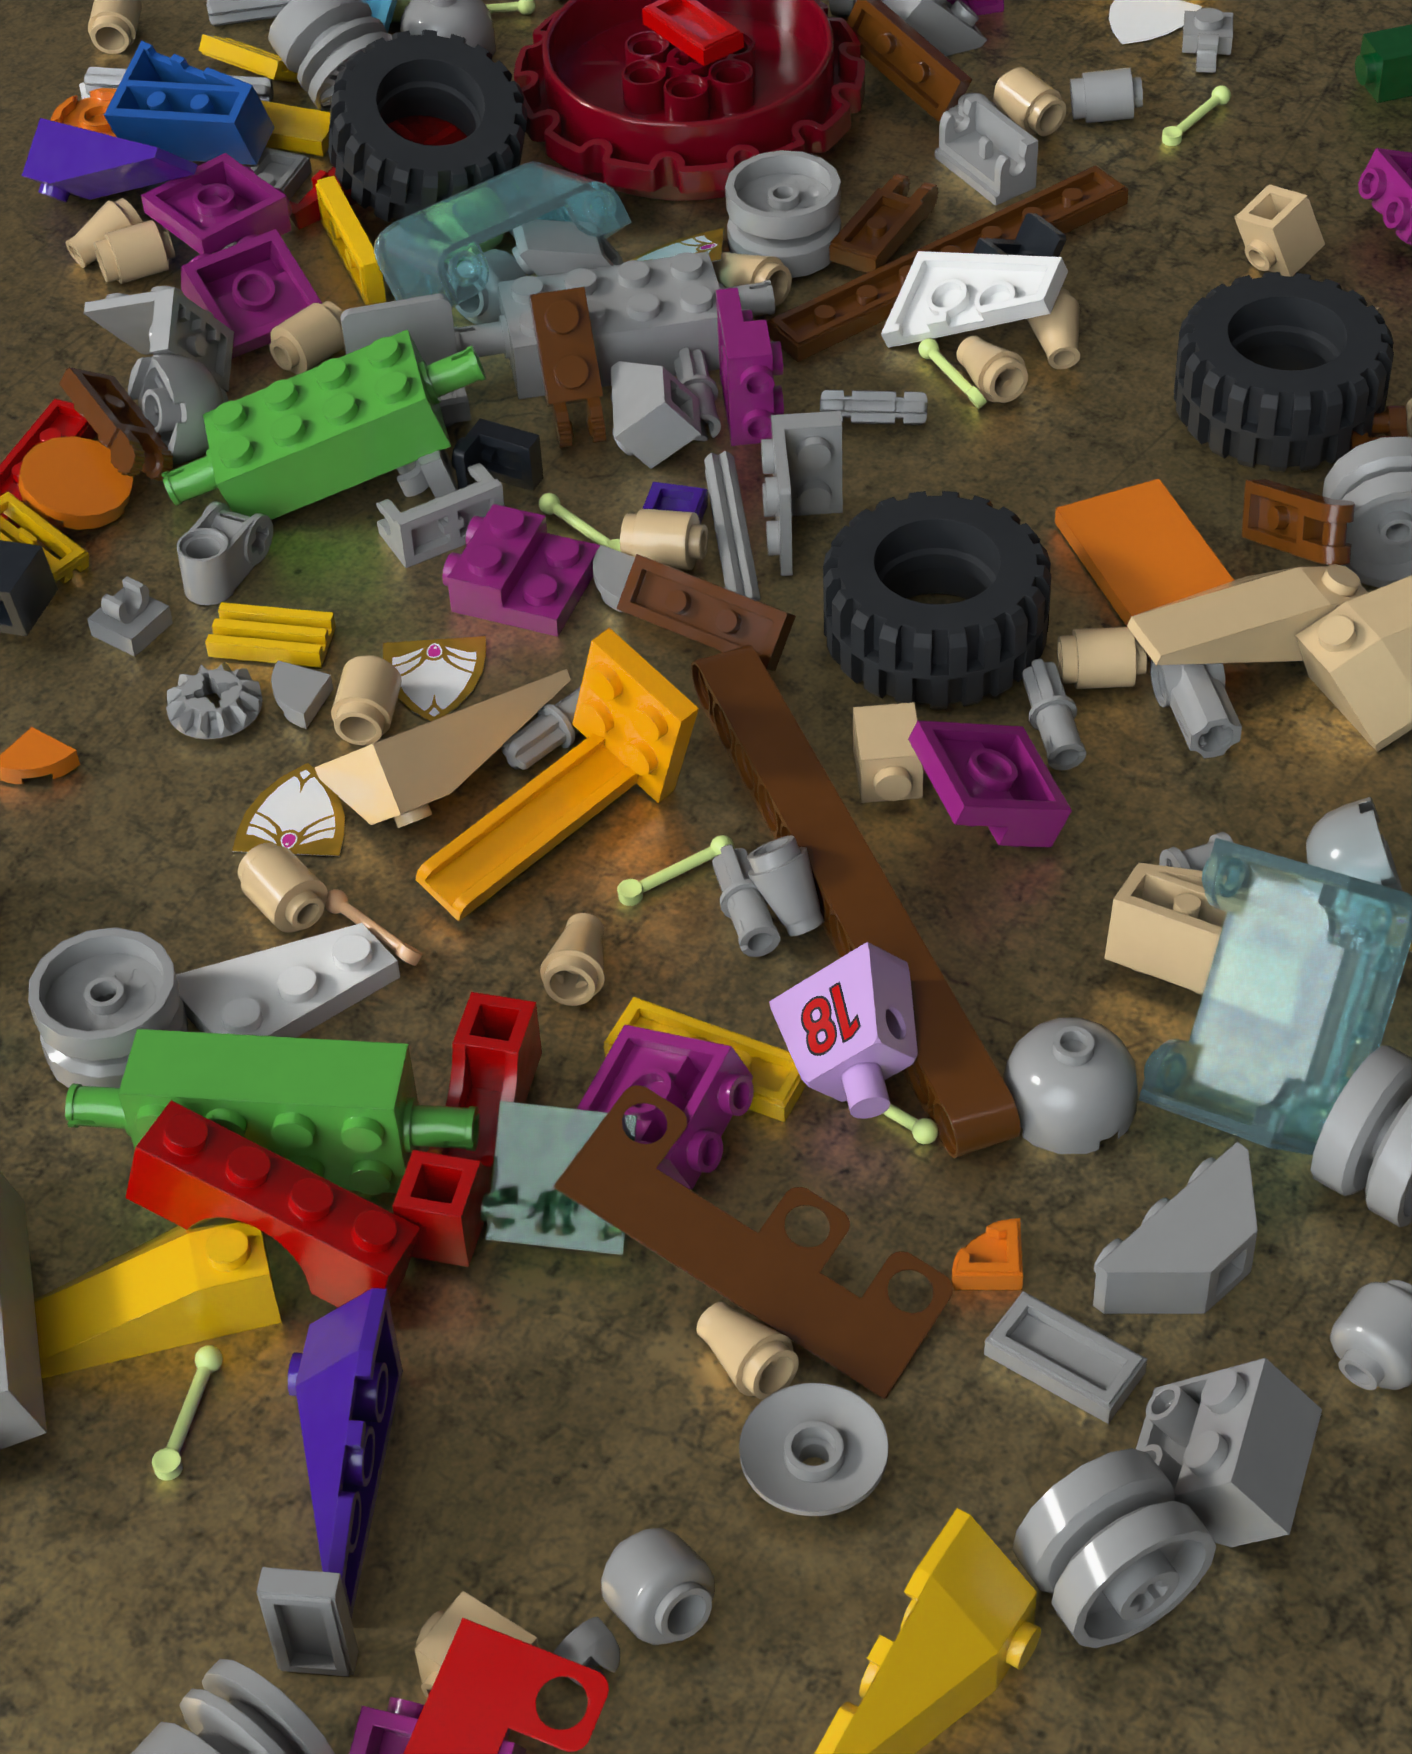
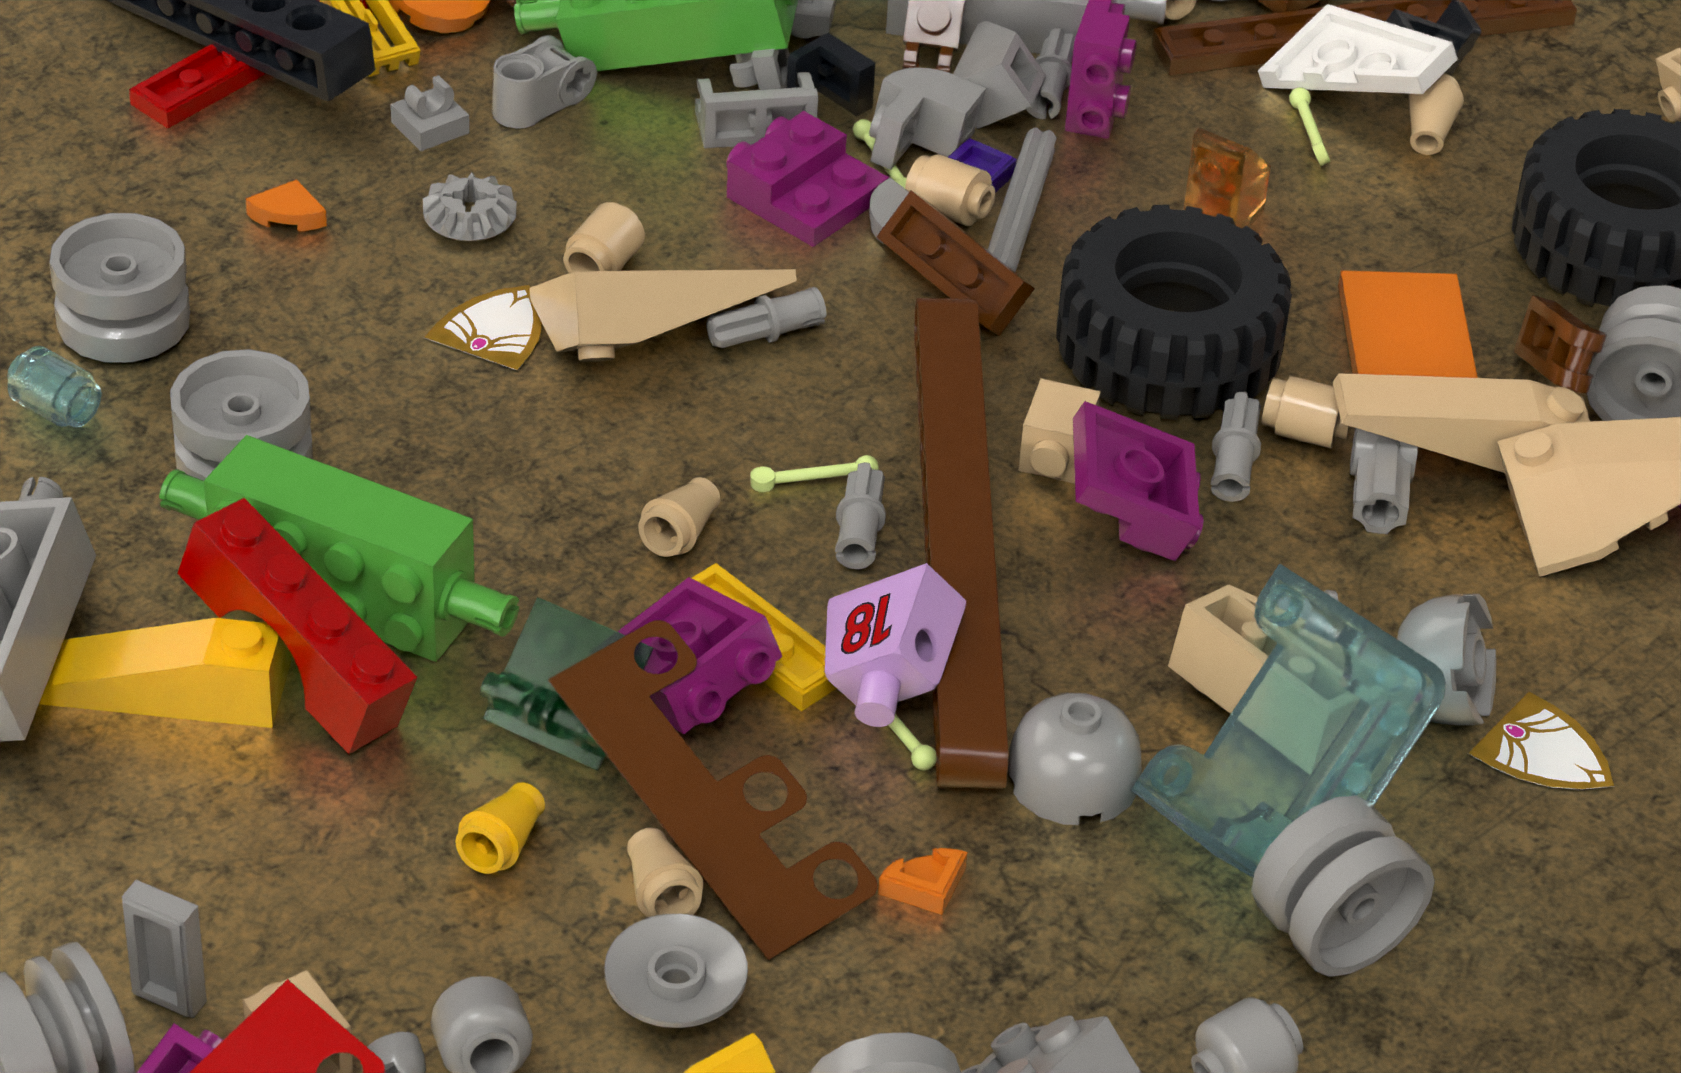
camera: 15 degrees right, 5 degrees down
(167, 1461) = (119, 802): yellowish green hinge -> none
(271, 634) = (550, 167): yellow tile -> none
(282, 887) = (448, 376): tan brick -> none
(289, 985) = (419, 459): white wing -> none
(300, 691) = (550, 222): light grey tile -> none
(338, 903) = (493, 406): light nougat hinge -> none
(346, 1411) = (282, 814): dark purple wedge -> none
(437, 672) = (685, 240): sticker -> none
(445, 1187) = (558, 560): red arch -> none
(566, 1358) = (497, 831): none -> yellow cone
(603, 467) = (923, 109): none -> light grey brick
(634, 735) = (820, 351): light orange bracket -> none
(787, 883) = (900, 509): light grey cone -> none
(805, 472) = (1100, 168): light grey bracket -> none
(877, 406) = (1180, 123): light grey axle -> none
(915, 455) = (1226, 179): none -> clear orange slope
(994, 370) = (1349, 133): tan cone -> none
(1065, 1357) = (948, 978): light grey tile -> none
(1186, 1247) = (1105, 923): light grey slope -> none

